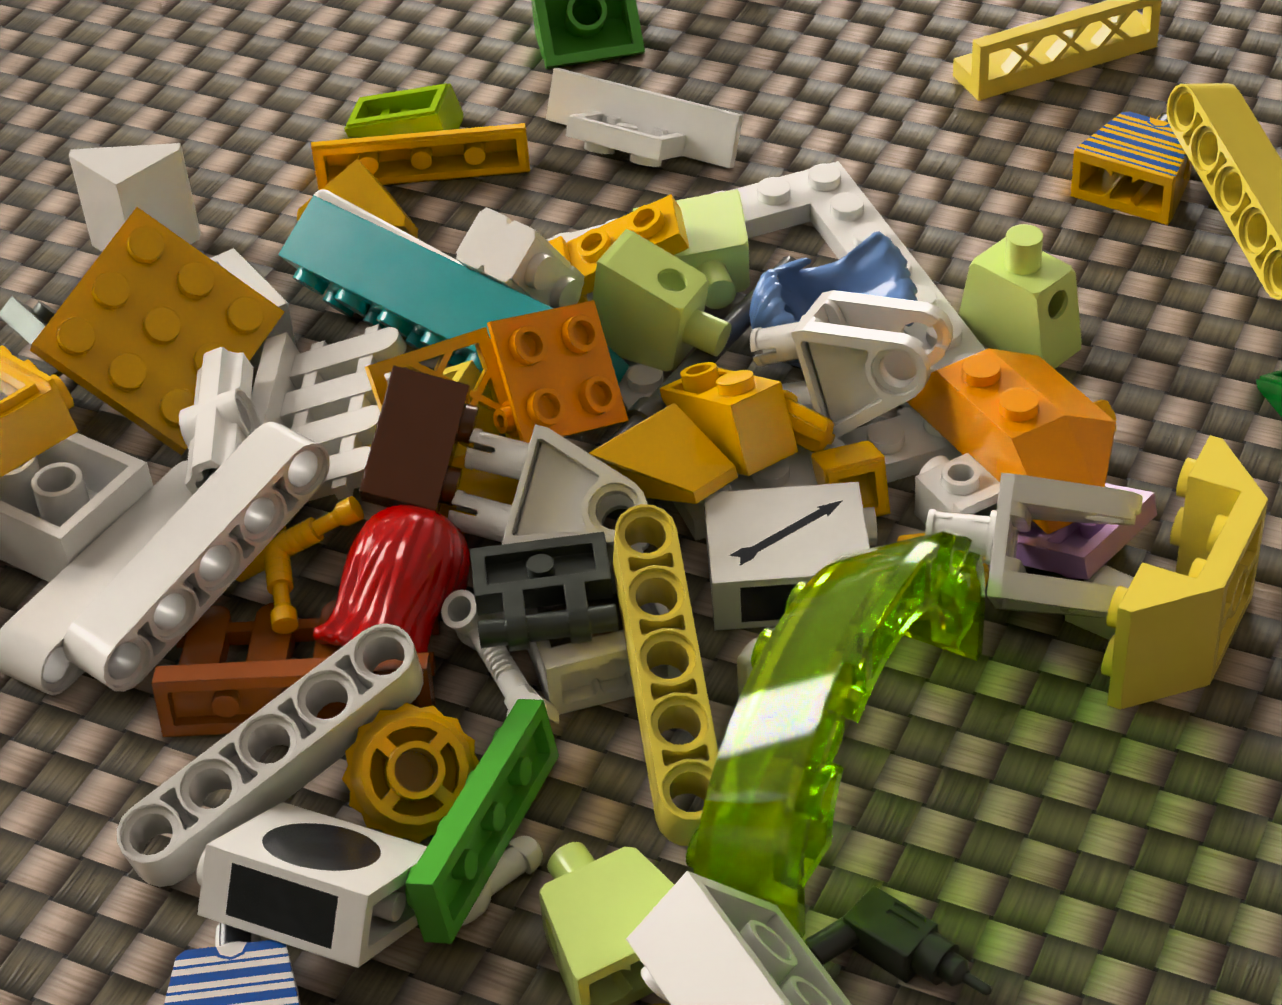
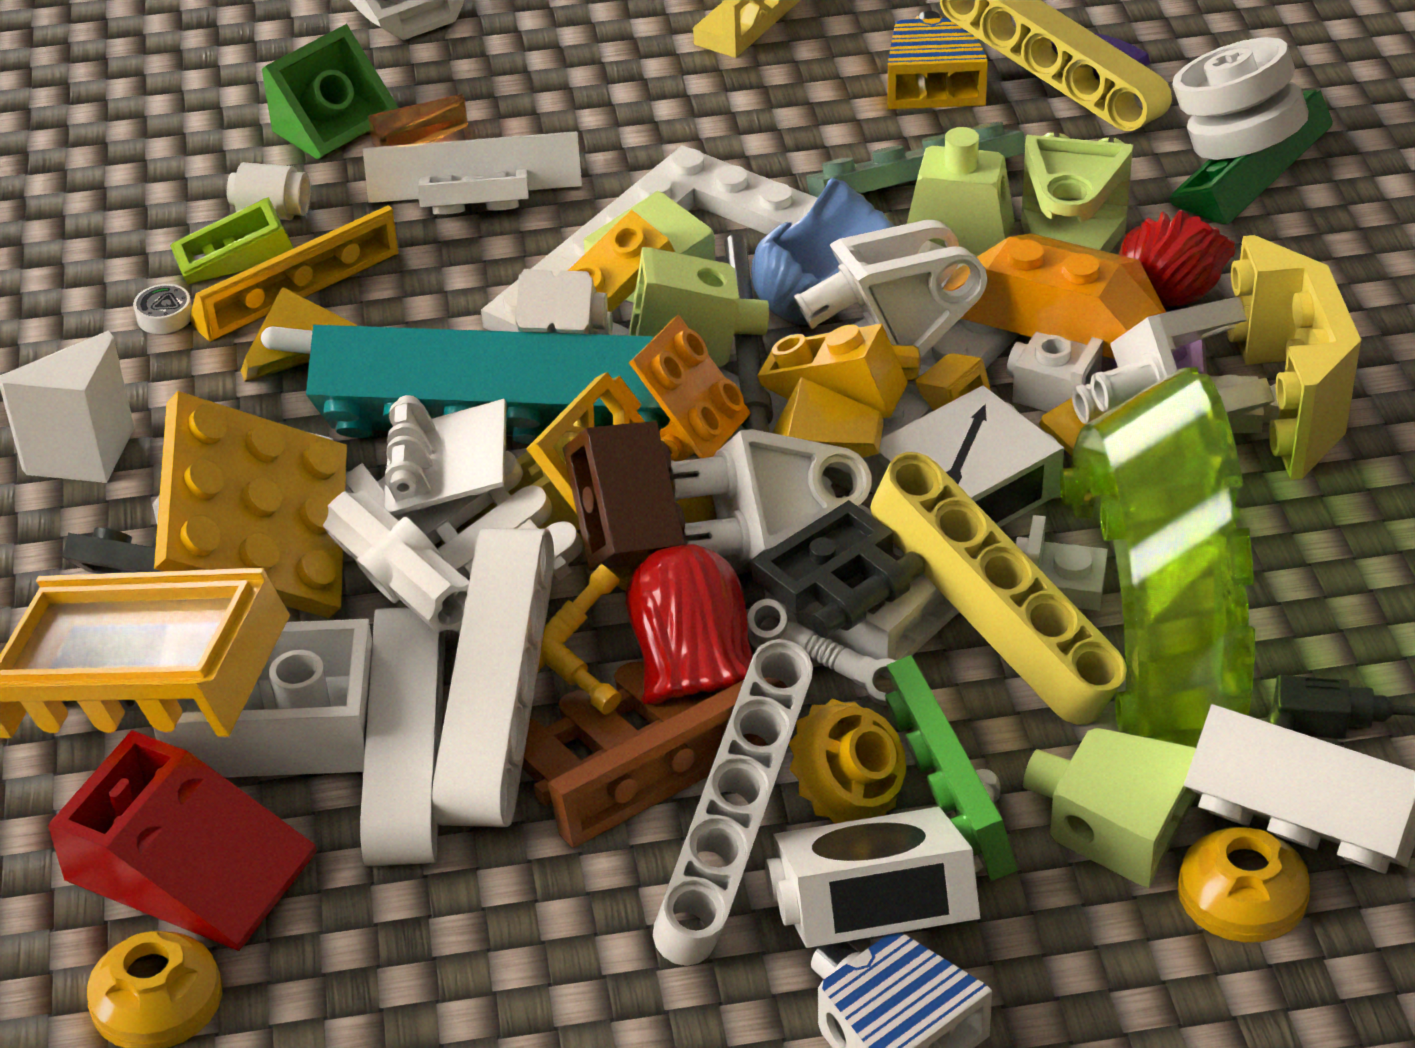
camera: 35 degrees left, 0 degrees up
(296, 149) = (162, 308): none -> tile
(328, 346) = (442, 455): none -> white hinge
(473, 80) = (283, 185): none -> white brick
(641, 65) = (419, 122): none -> clear orange piece
(1112, 260) = (895, 166): none -> sand green plate
(1138, 338) = (1076, 189): none -> yellowish green piece
(1160, 432) = (1179, 256): none -> red hair

